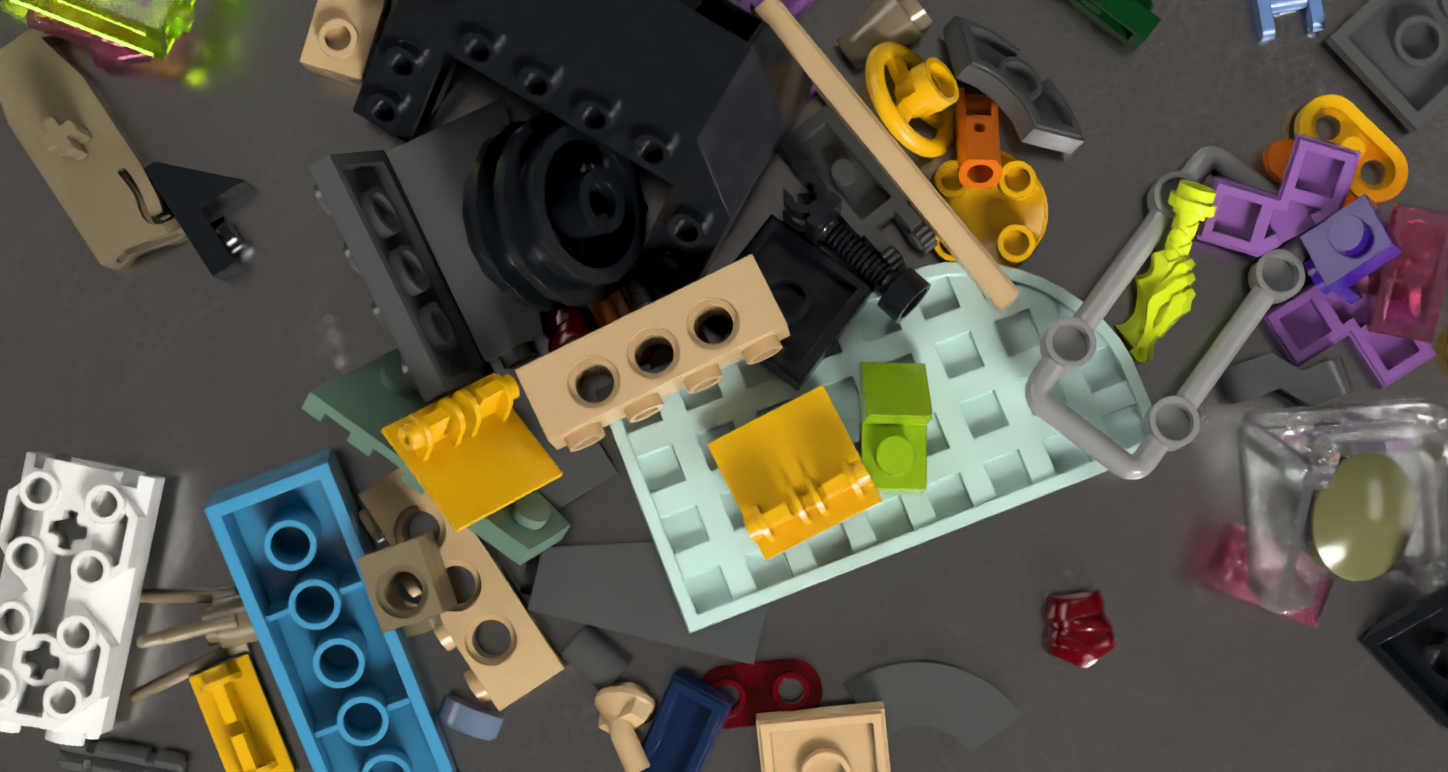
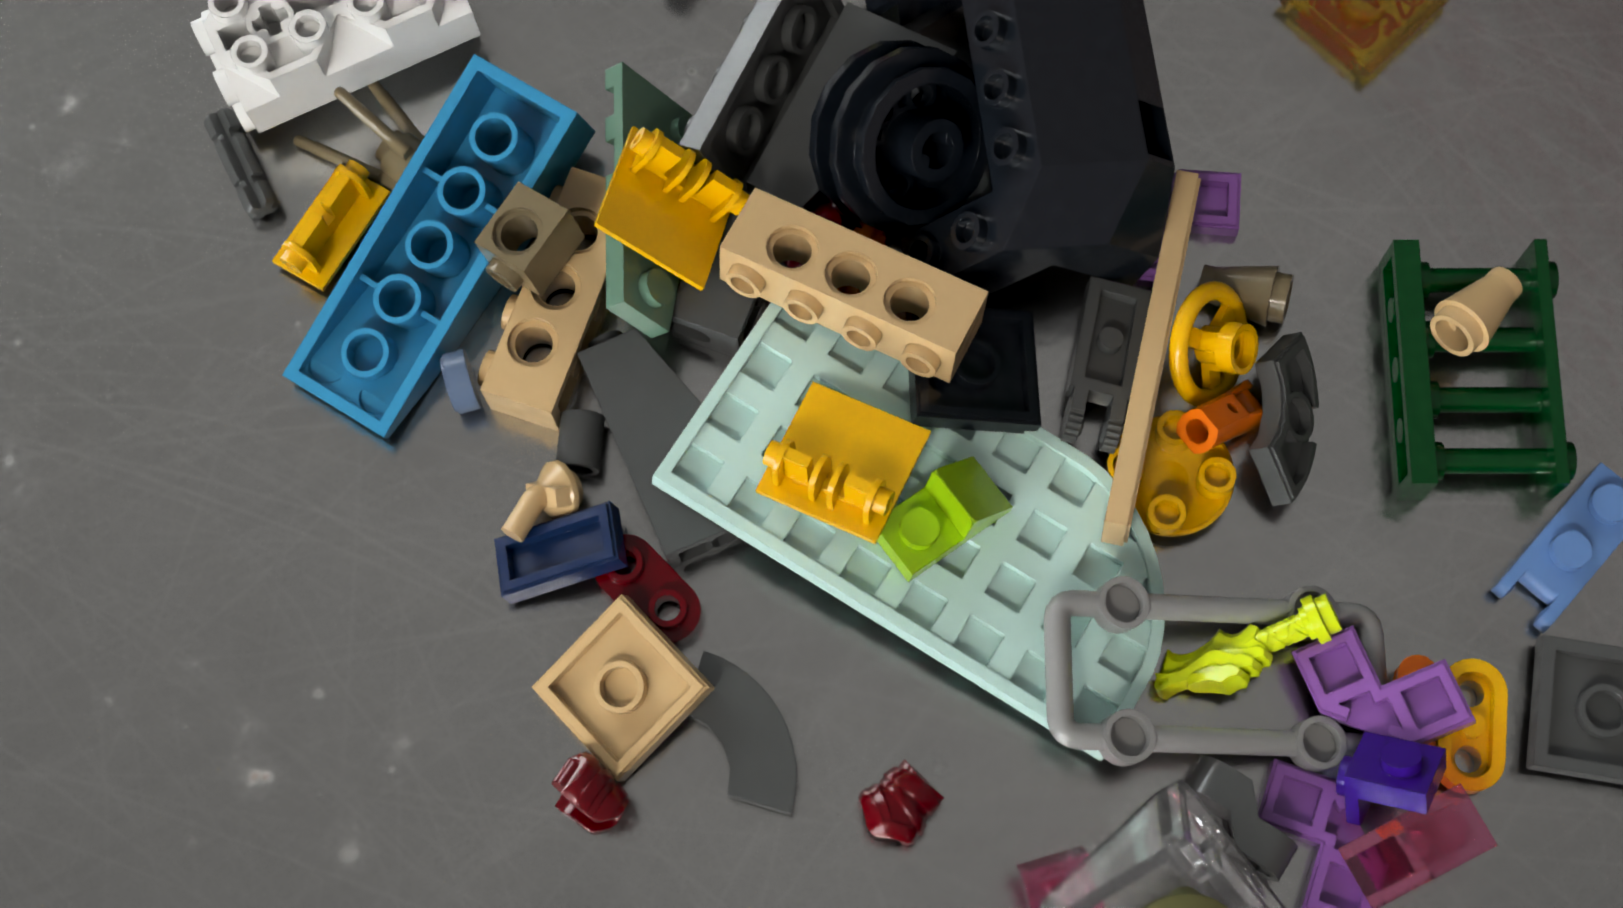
camera: 60 degrees right, 15 degrees down
(898, 290) = (1054, 444): black bar -> none

